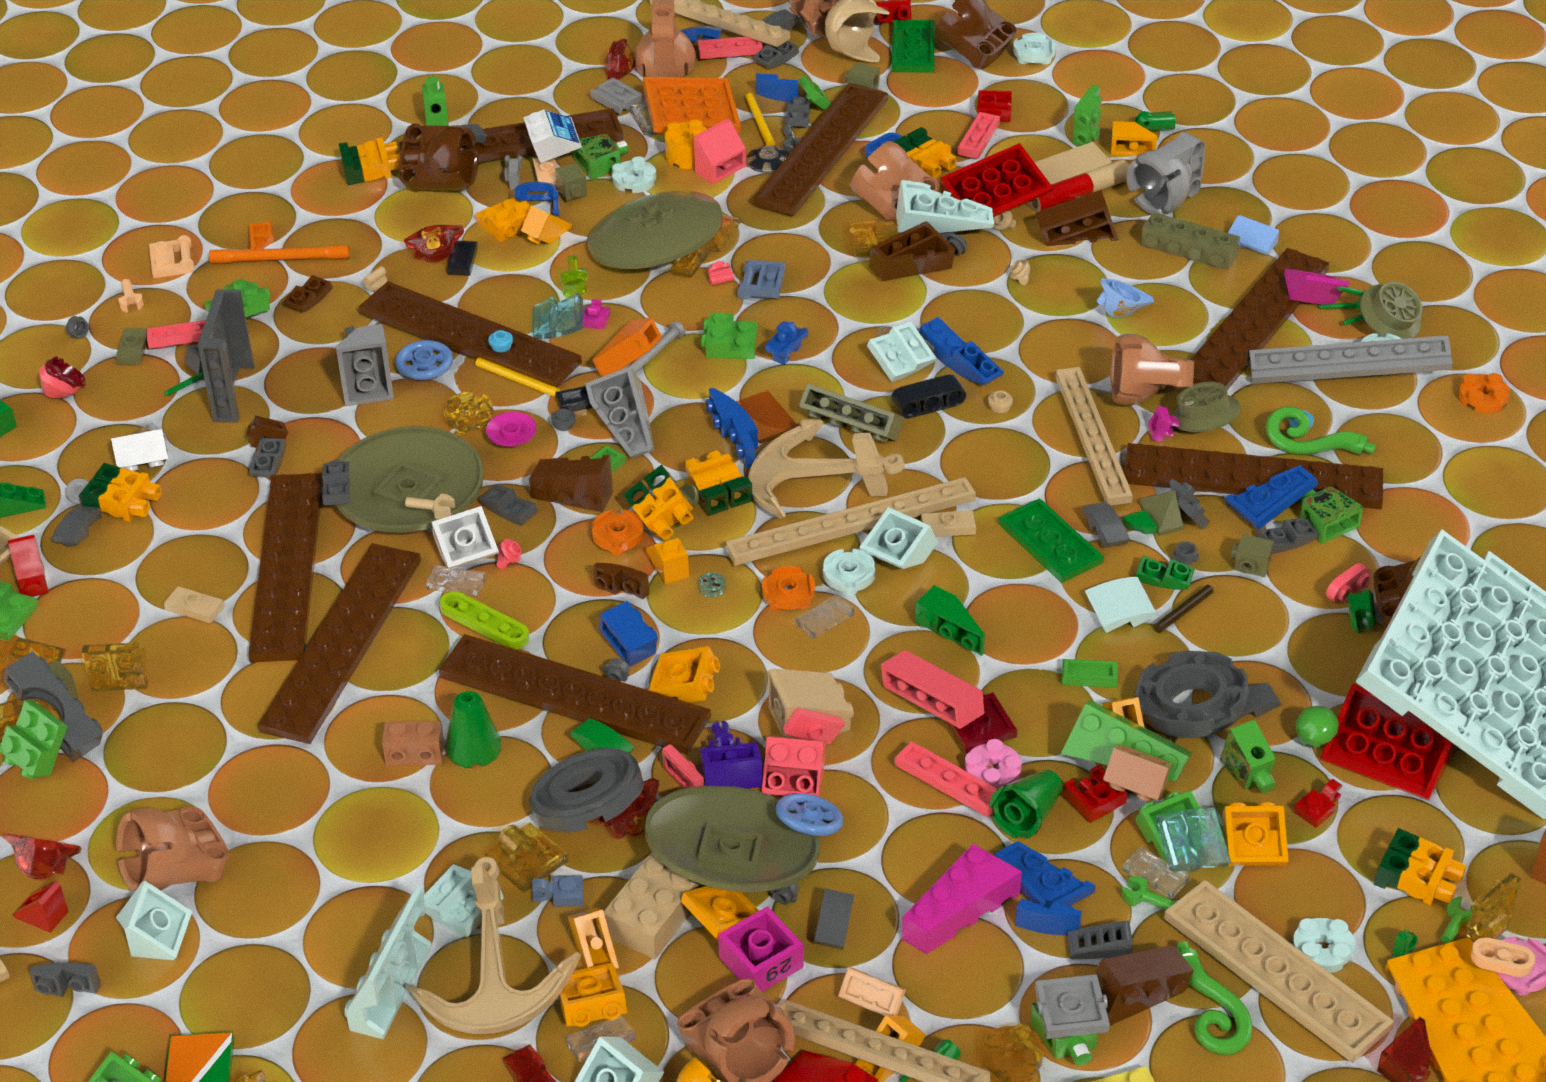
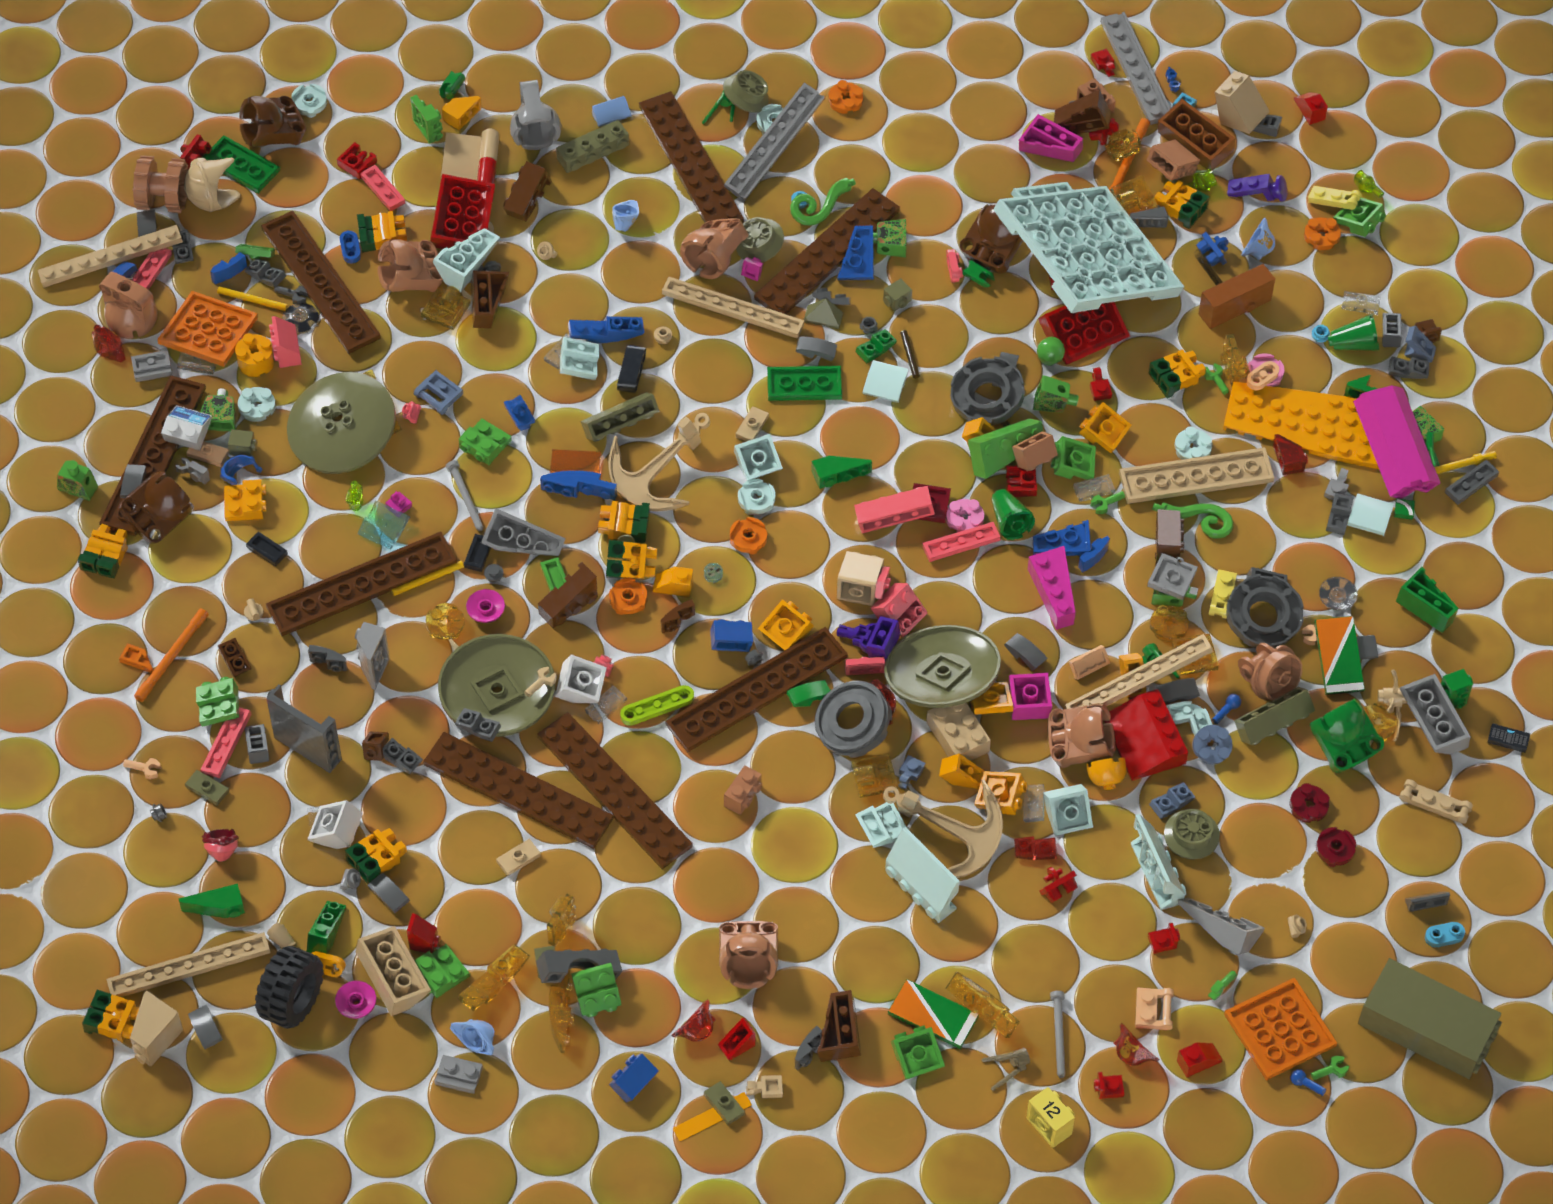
camera: 60 degrees left, 15 degrees up
(111, 995) = (840, 1030): none -> reddish brown wedge
(153, 923) = (796, 986): light aqua slope -> none
(163, 257) = (115, 728): light nougat plate -> none
(184, 384) = (273, 762): green axle -> none
(424, 360) = (373, 608): medium blue plate -> none
(434, 242) = (247, 557): clear red hat -> none
(471, 732) = (759, 755): green cone -> none
(500, 341) = (394, 572): medium azure plate -> none
(506, 504) = (556, 643): dark grey slope -> none
(543, 226) = (278, 484): light orange slope -> none
(628, 345) = (453, 497): orange slope -> none
(809, 814) = (943, 622): medium blue plate -> none
(825, 616) = (784, 530): clear plate -> none
(847, 521) = (714, 472): tan plate -> none
(864, 75) = (261, 214): olive brick -> none
(1090, 673) = (926, 429): bright green tile -> none
(1116, 932) = (1128, 529): dark grey slope -> none
(1140, 521) = (825, 330): green tile -> none
(1193, 840) = (1093, 456): clear light blue slope -> none
(1291, 534) = (890, 268): dark grey slope -> none
(1313, 287) = (692, 112): dark pink slope -> none
(1404, 943) = (1218, 410): green tile -> none

